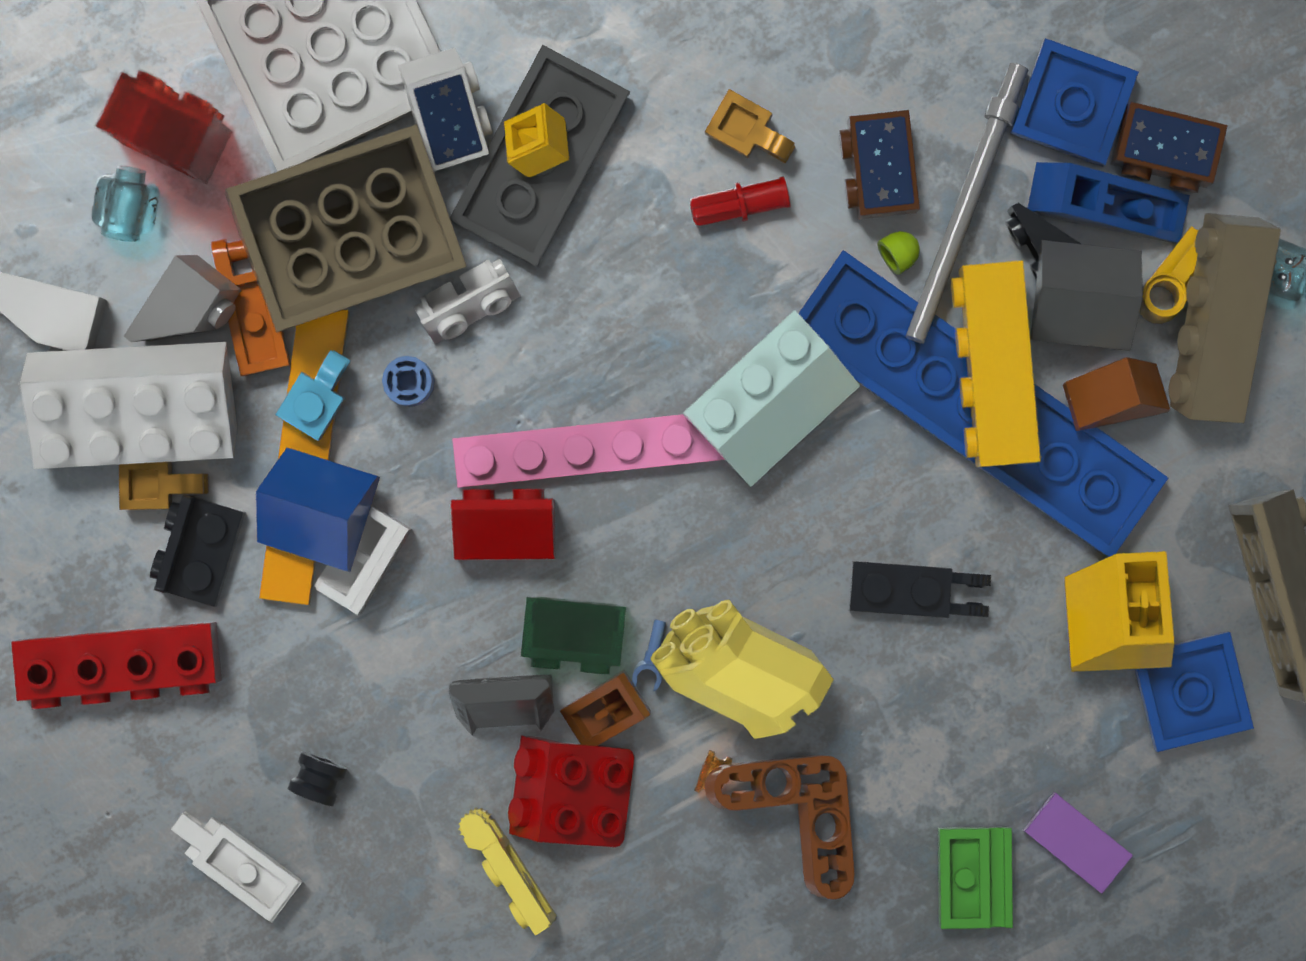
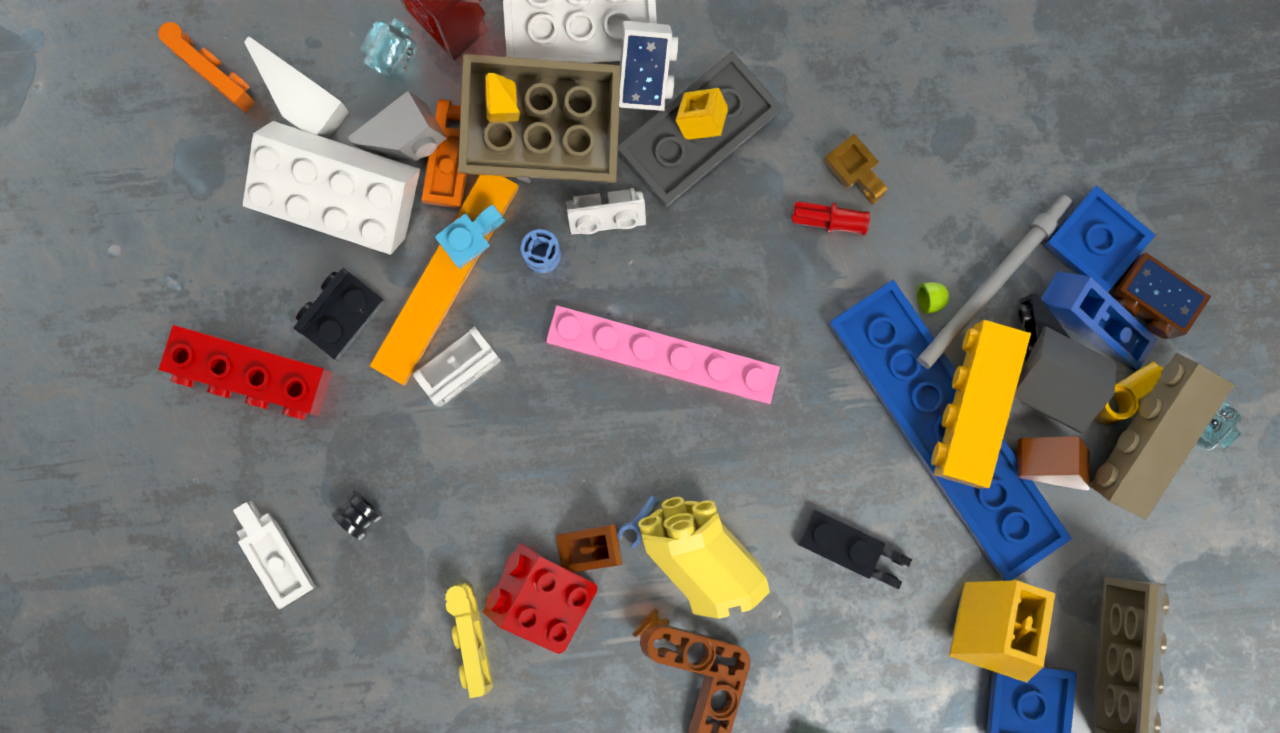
camera: 15 degrees right, 5 degrees down
(153, 485) = (327, 253): pearl gold plate -> none
(293, 227) = (500, 99): none -> yellow slope
(314, 508) = (434, 314): blue slope -> none
(503, 527) = (567, 381): red slope -> none
(503, 701) = (516, 511): dark grey slope -> none
(573, 633) = (588, 481): clear green brick -> none
(772, 398) = (802, 364): light aqua slope -> none
(881, 165) = (943, 230): brick -> none

